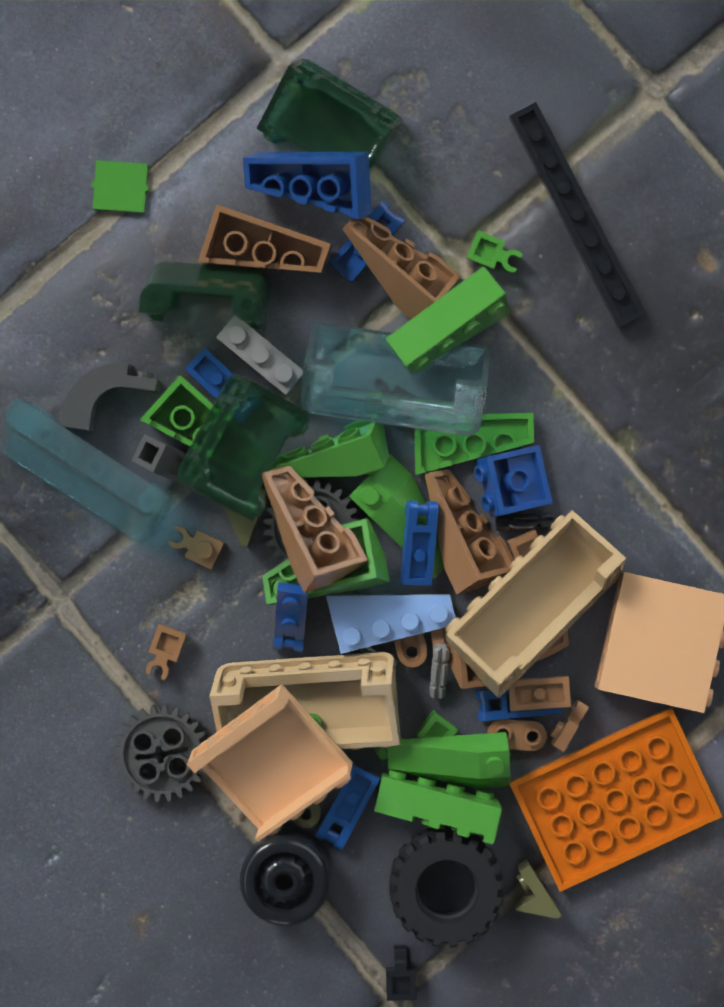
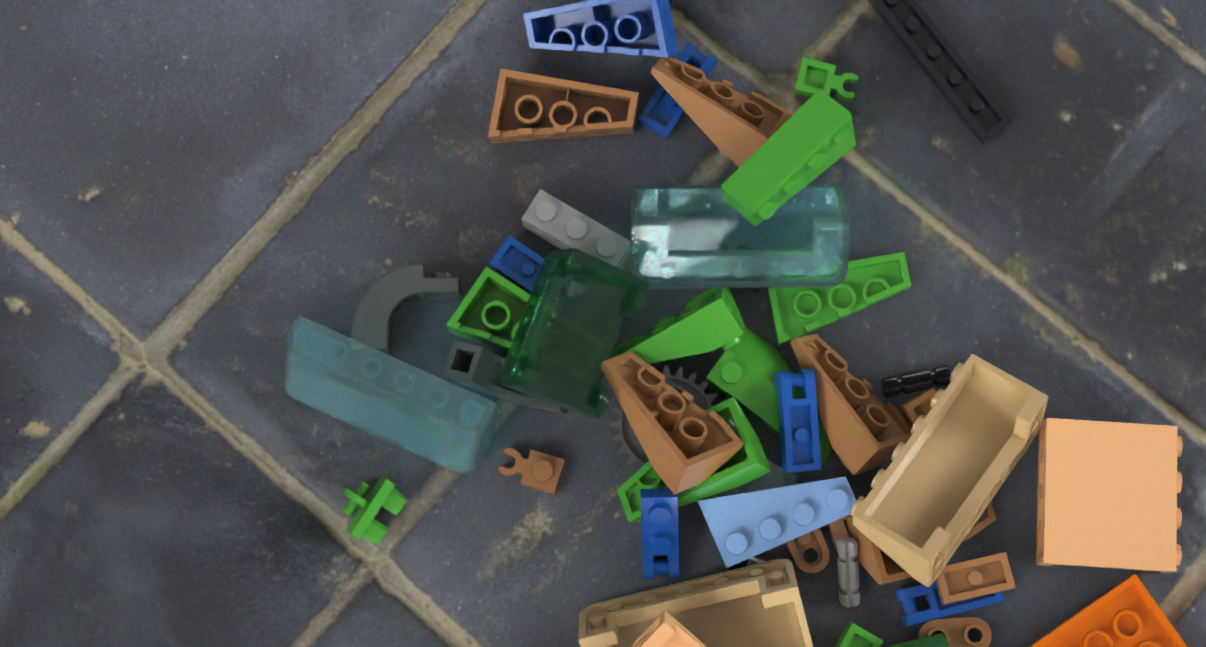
camera: 10 degrees left, 10 degrees down
(52, 569) = (381, 495): none -> bright green hips
(120, 186) = (384, 73): bright green piece -> none
(166, 646) = (514, 594): medium nougat plate -> none
(242, 526) = (584, 432): olive slope -> none
(245, 286) = (461, 164): clear green windscreen -> none
(513, 481) = (894, 334): blue plate -> none
(565, 730) = (1011, 622): medium nougat plate -> none

